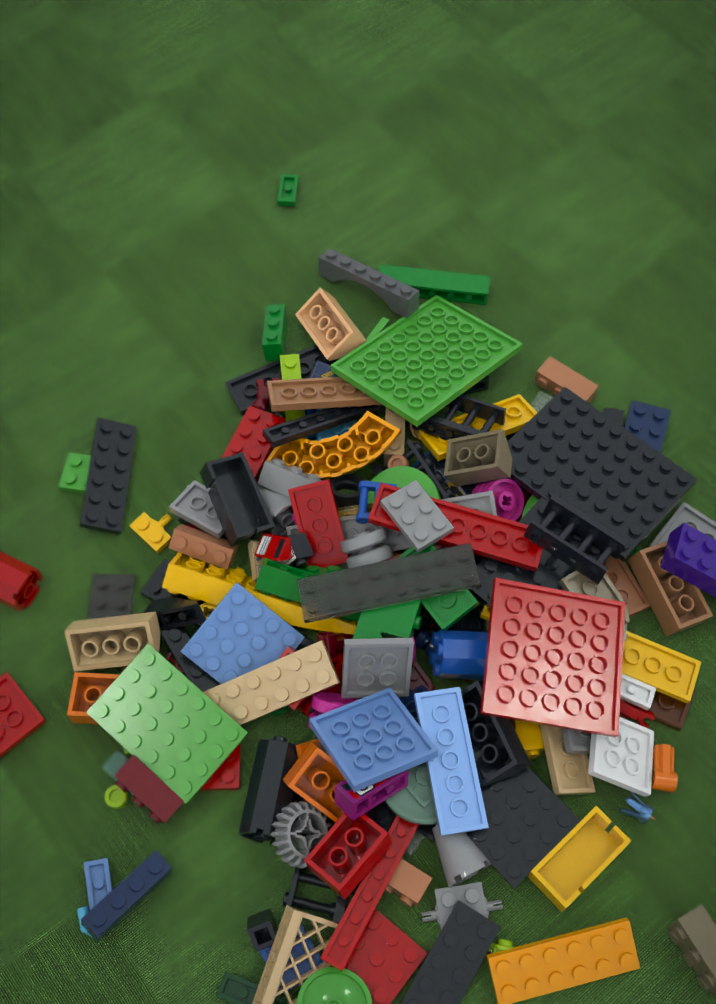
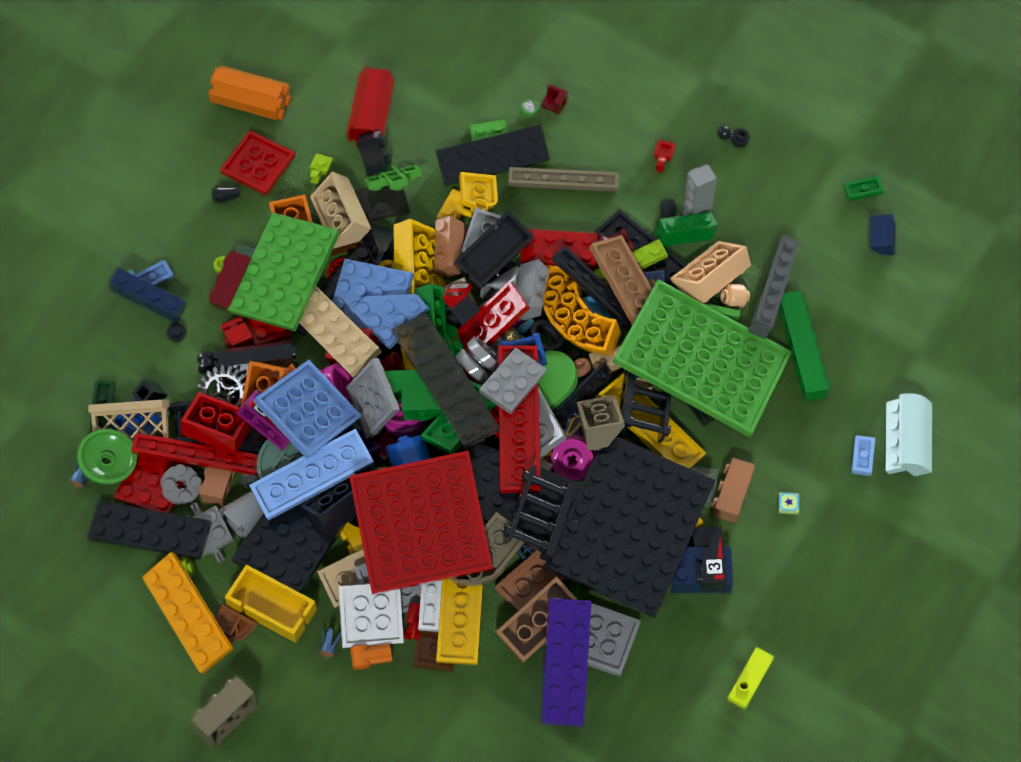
camera: 70 degrees right, 0 degrees up
(23, 768) = (224, 193): none -> black cone
(36, 651) = (320, 166): none -> lime plate
(54, 585) = (374, 152): none -> black brick
(65, 427) = (529, 107): none -> tile
(68, 400) = (555, 99): none -> dark red panel
(90, 580) = (393, 178): none -> bright green plate
(146, 501) = (478, 190): none -> yellow plate
(165, 422) = (563, 179): none -> dark tan plate
(177, 326) = (663, 152): none -> red plate
(185, 876) = (176, 333): none -> black plate
(188, 264) = (725, 133): none -> black plate
(222, 803) = (237, 333): none -> red brick
(242, 850) = (206, 362): none -> black wheel
(245, 344) = (668, 208): none -> black cone
(250, 302) = (699, 190): none -> light grey brick
(276, 622) = (388, 312): none -> medium blue plate
(342, 189) = (883, 234): none -> dark blue brick
(362, 318) = (734, 296): none -> light nougat head
(403, 914) = (169, 486): none -> light grey plate
(552, 237) = (909, 435): none -> light aqua brick
(560, 276) = (863, 455): none -> light blue plate
(586, 909) = (234, 624): none -> dark orange brick
(589, 347) = (788, 503): none -> yellowish green tile
(655, 415) = (712, 569): none -> black slope

